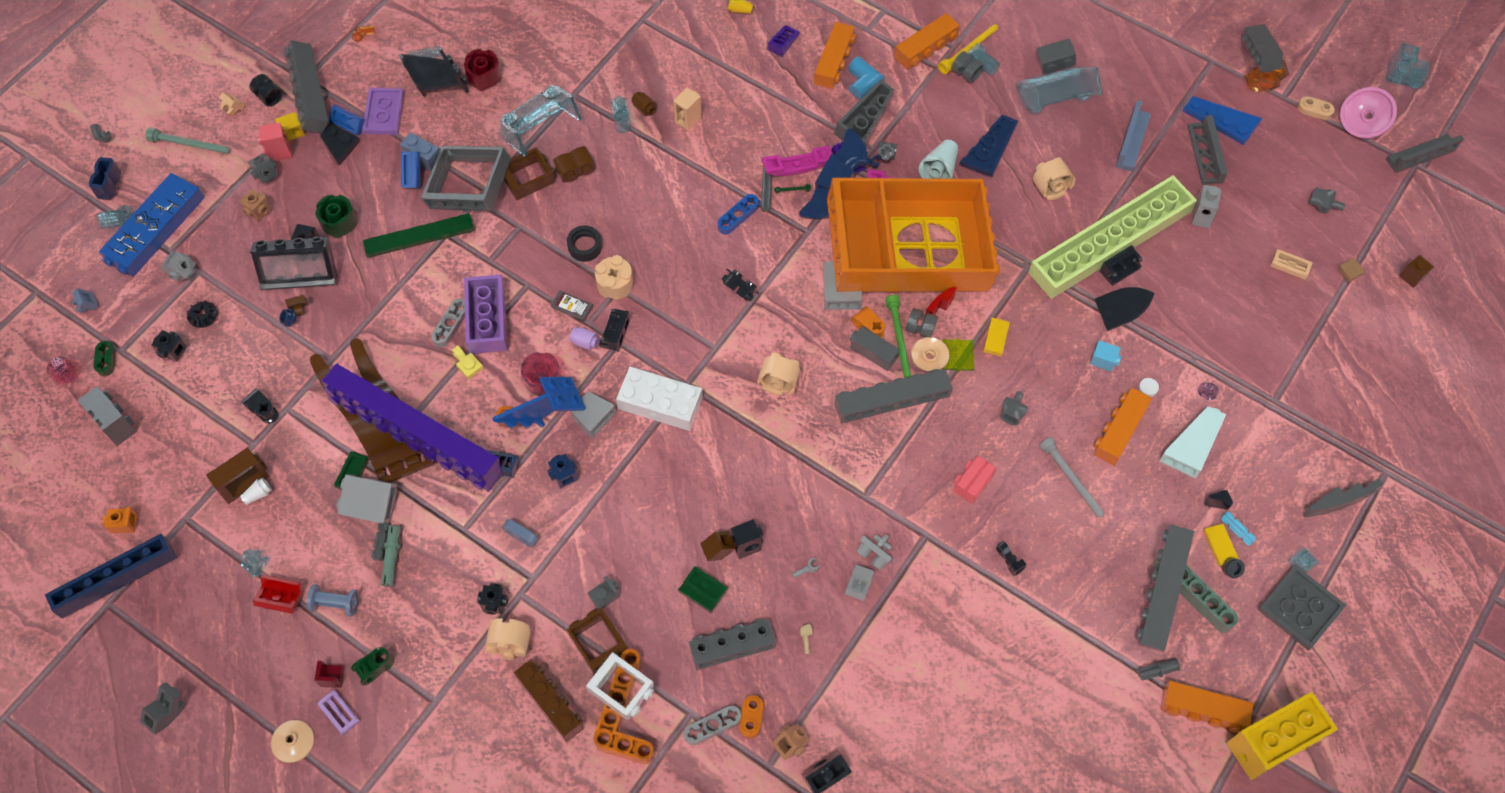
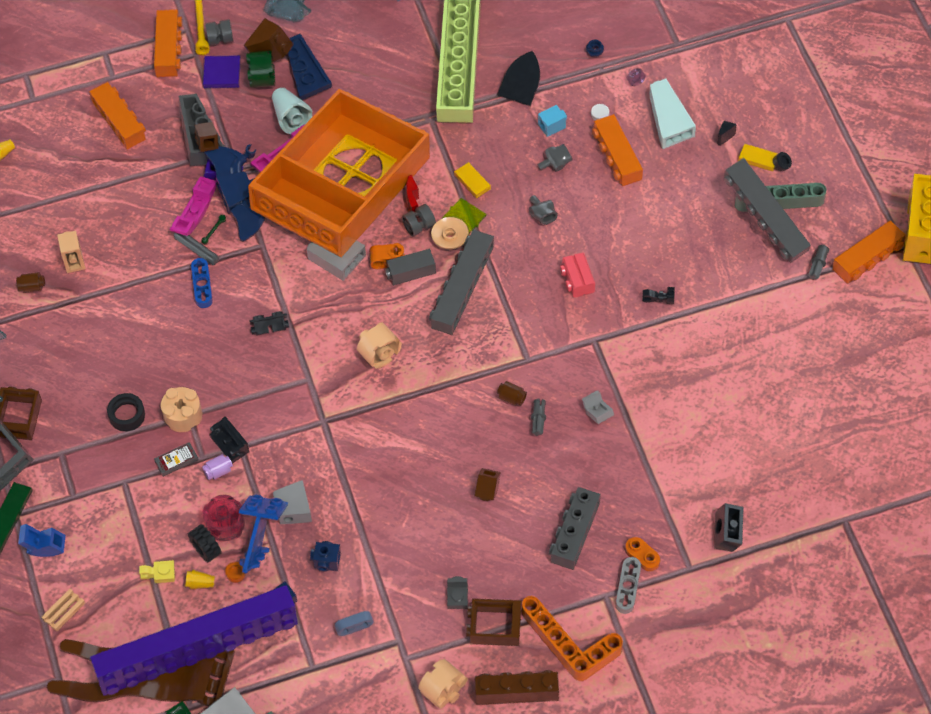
camera: 50 degrees left, 5 degrees down
(388, 318) = (61, 607): none -> light nougat tile
(430, 265) = (41, 543): none -> blue brick
(449, 331) = (107, 570): light grey beam -> none
(478, 394) = (198, 580): none -> yellow cone
(485, 314) = (129, 526): medium lavender brick -> none
(497, 603) = (397, 677): black brick -> none
(508, 375) = (204, 543): none -> black tyre
(574, 164) = (41, 371): reddish brown brick -> none
(603, 675) = (556, 638): white window -> none
(621, 114) = (24, 306): clear light blue piece -> none
(659, 398) = (322, 445): white brick -> none
(703, 589) = (513, 520): dark green plate -> none
(747, 538) = (500, 457): black brick -> none
(778, 49) = (69, 151): dark purple slope -> none
(791, 742) = (688, 541): nougat brick -> none
(805, 631) = (605, 473): tan hand -> none
(809, 568) = (555, 435): light grey hand -> none
(814, 542) = (538, 417): none -> dark grey axle
(819, 506) = (511, 393): none -> reddish brown brick
(857, 121) = (206, 136): none -> reddish brown brick
(866, 76) = (161, 107): dark azure brick -> none
(867, 546) = (589, 378): light grey hips -> none
(887, 150) = (244, 138): dark grey piece -> none
(893, 303) = (382, 228): bright green piece -> none
(936, 94) = (221, 72): none -> dark purple tile
(958, 116) = (261, 69): none -> dark green brick
(979, 52) = (214, 15): clear light blue piece -> none
(984, 103) = (269, 37): none -> reddish brown slope
(1049, 446) = (594, 209): light grey piece -> none
(1053, 178) = (375, 46): light nougat brick -> none
(1073, 385) = (556, 157): none -> dark grey piece
(1121, 265) = (487, 57): black hinge -> none
(1209, 335) = (594, 48): none -> dark blue plate
(1238, 528) = (755, 137): medium azure axle -> none
(1302, 607) = (844, 142): dark grey plate -> none
(1303, 560) = (811, 117): clear light blue tile -> none
(1339, 500) = (785, 60): dark grey slope -> none

